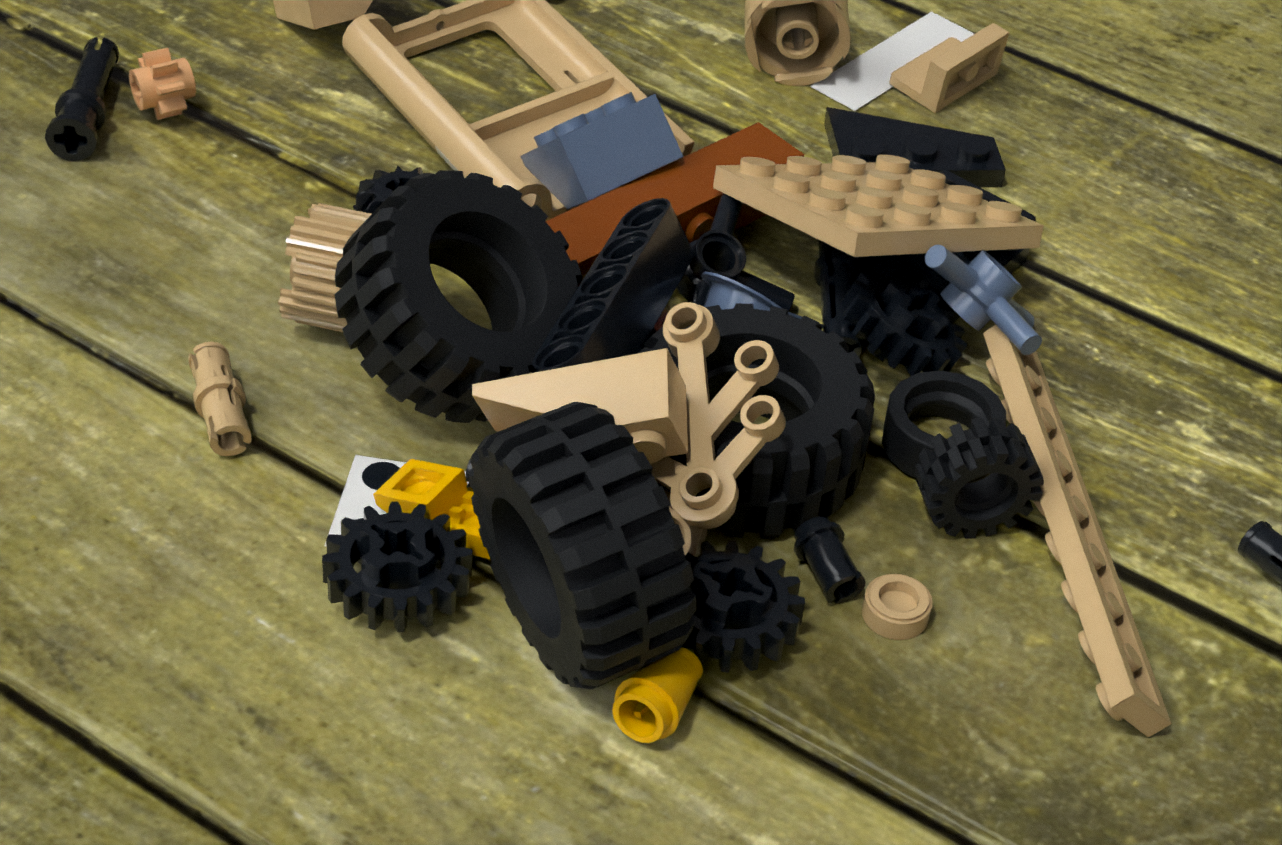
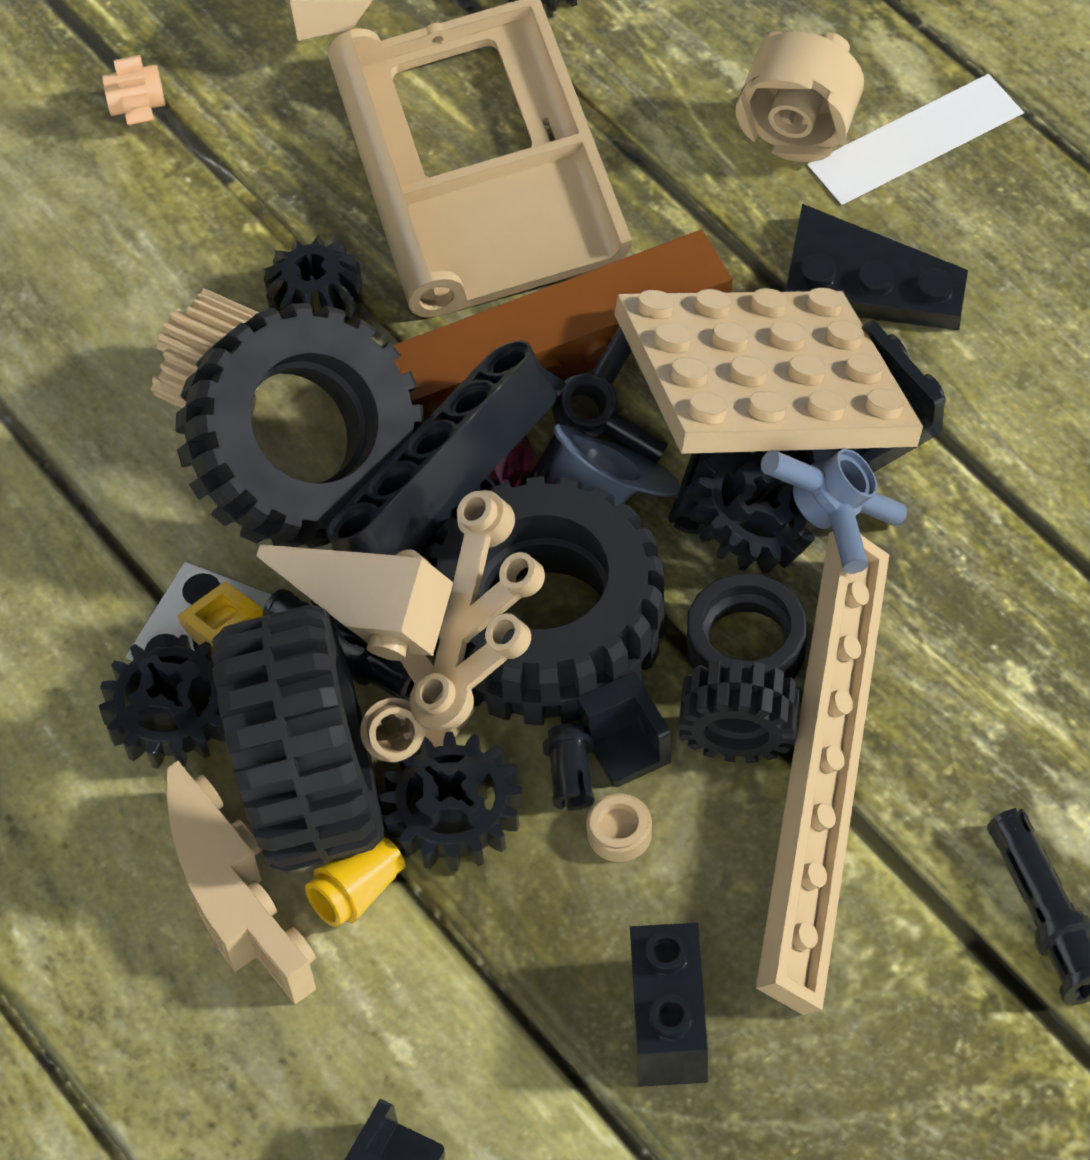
camera: 25 degrees right, 15 degrees up
(82, 108) = (52, 110): black pin -> none
(219, 399) = (75, 483): tan pin -> none
(543, 744) = (226, 886): none -> tan slope
(603, 149) = (527, 245): sand blue slope -> none
(875, 514) = (625, 729): none -> black panel
(952, 68) = (965, 165): tan panel -> none
(1032, 741) = (669, 1004): none -> black brick

